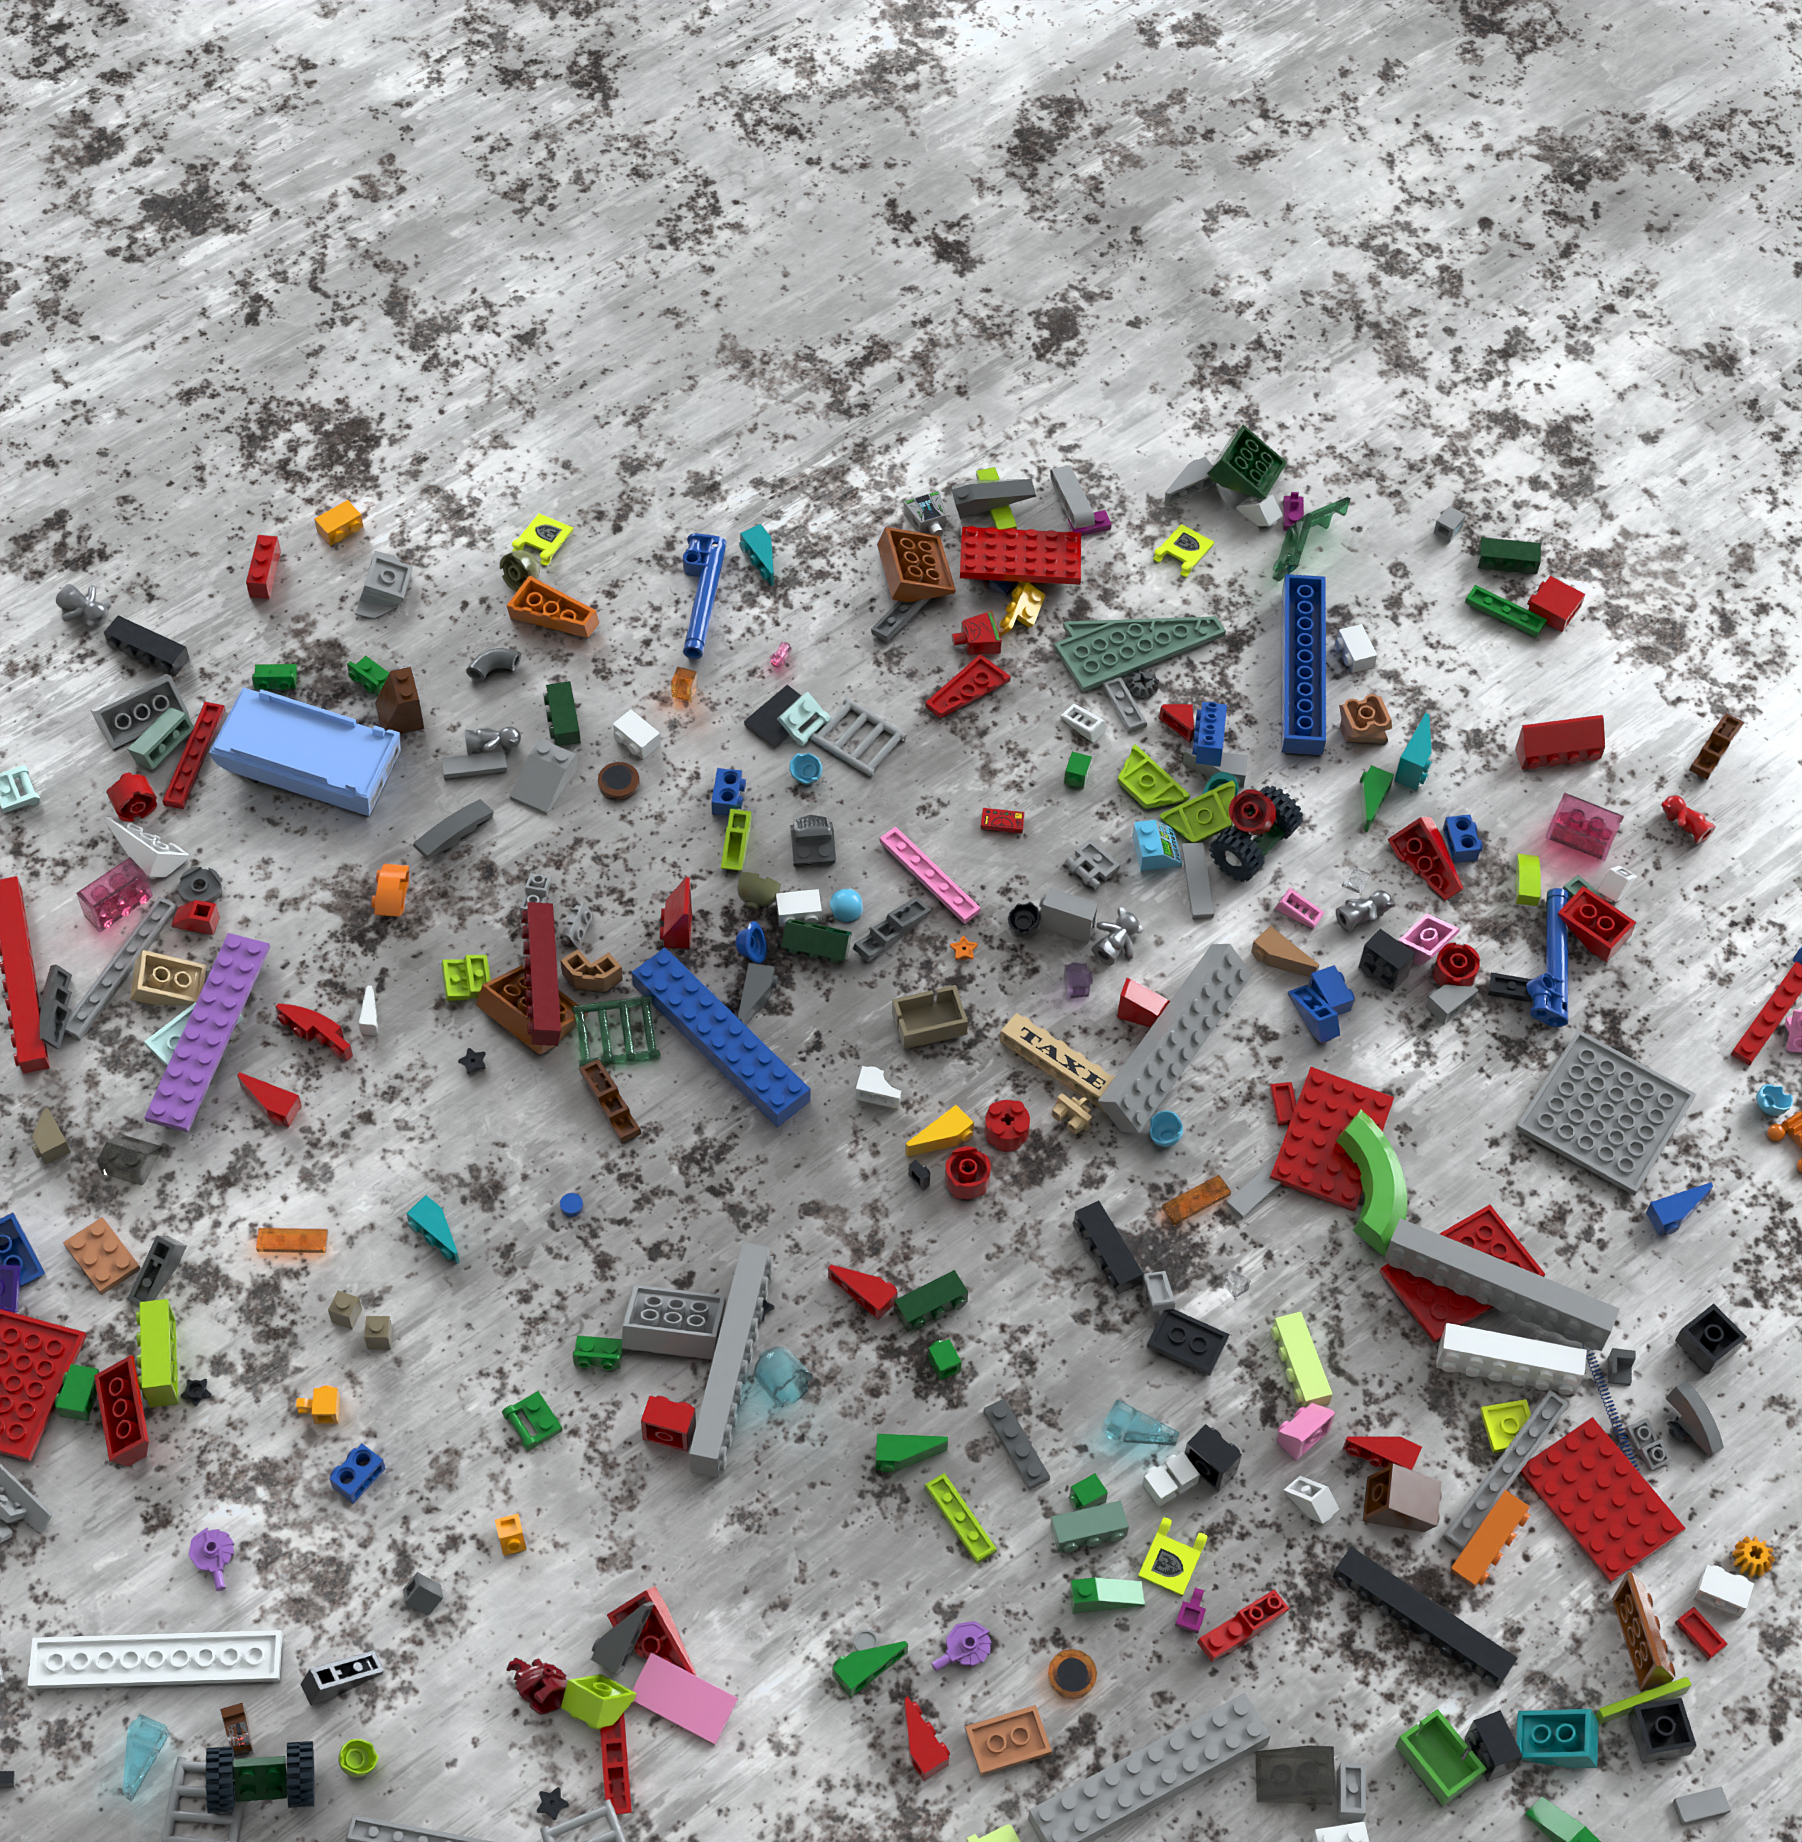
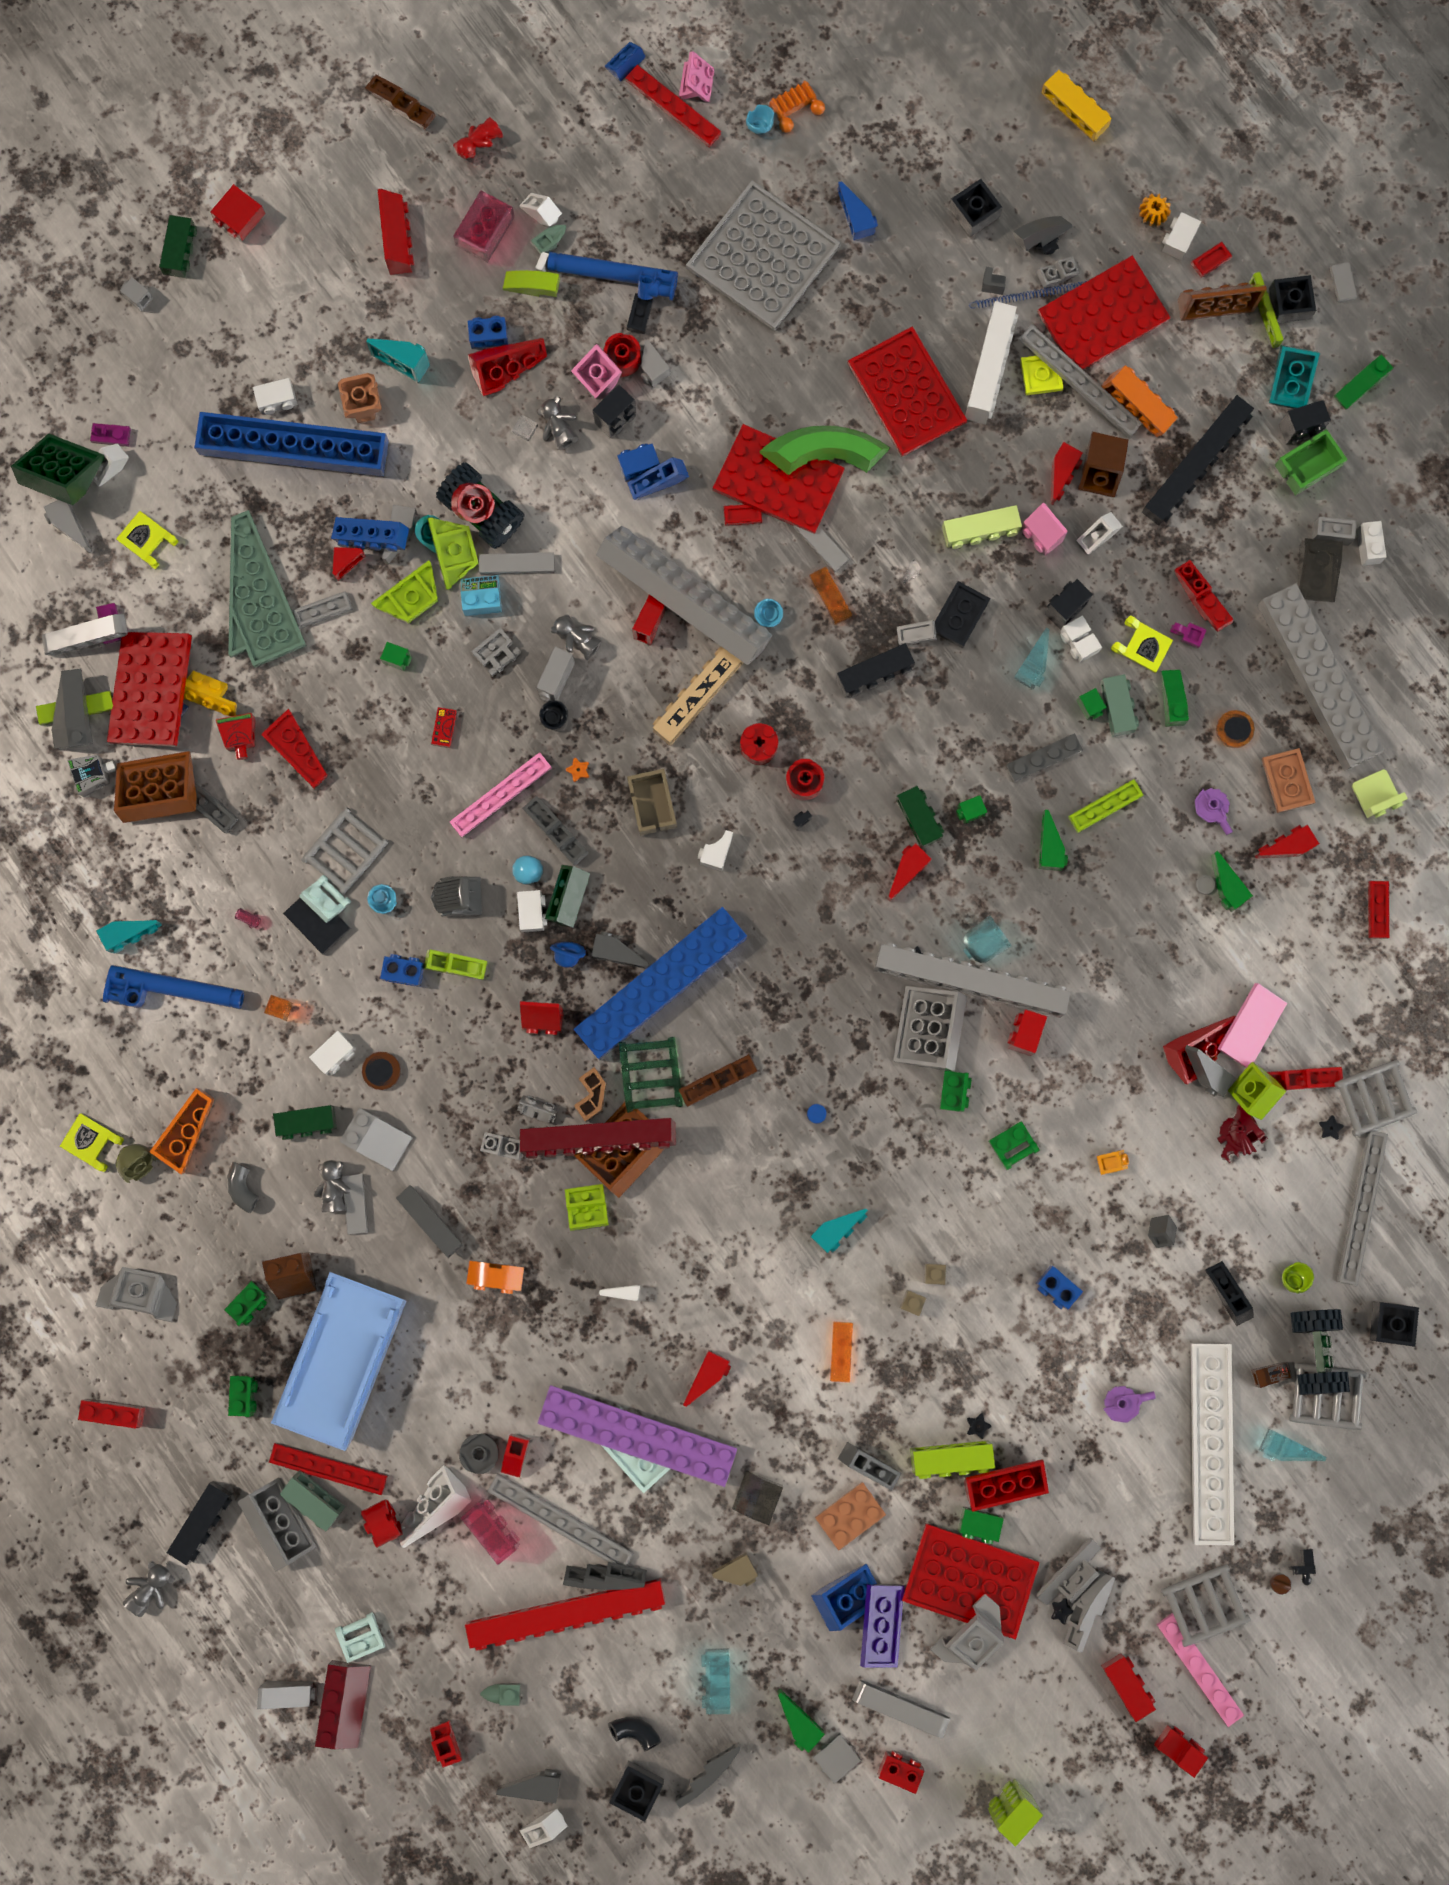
camera: 85 degrees left, 25 degrees up
(166, 980) = (580, 1476): tan slope -> none
(313, 1025) = (631, 1346): red slope -> none
(323, 1406) = (998, 1317): light orange brick -> none
(339, 522) = (61, 1341): light orange brick -> none
(473, 1066) = (678, 1200): black plate -> none
(756, 890) = (513, 946): olive cylinder -> none
(943, 1133) = (760, 793): yellow slope -> none
(1075, 1110) = (742, 694): tan hips -> none
(1077, 980) = (616, 674): clear purple brick -> none
(1092, 731) = (344, 652): white slope -> none
(1137, 689) = (307, 595): dark grey gear -> none
(1280, 953) = (596, 501): medium nougat slope -> none
(1296, 899) = (545, 490): bright pink slope -> none
(1297, 535) = (146, 429): clear green windscreen -> none
(1373, 792) = (434, 401): green slope -> none
(1501, 1285) = (931, 360): light grey brick -> none
(1505, 611) = (240, 259): green plate -> none
(1549, 883) = (542, 262): none -> white tile
(1597, 923) = (585, 231): red slope -> none

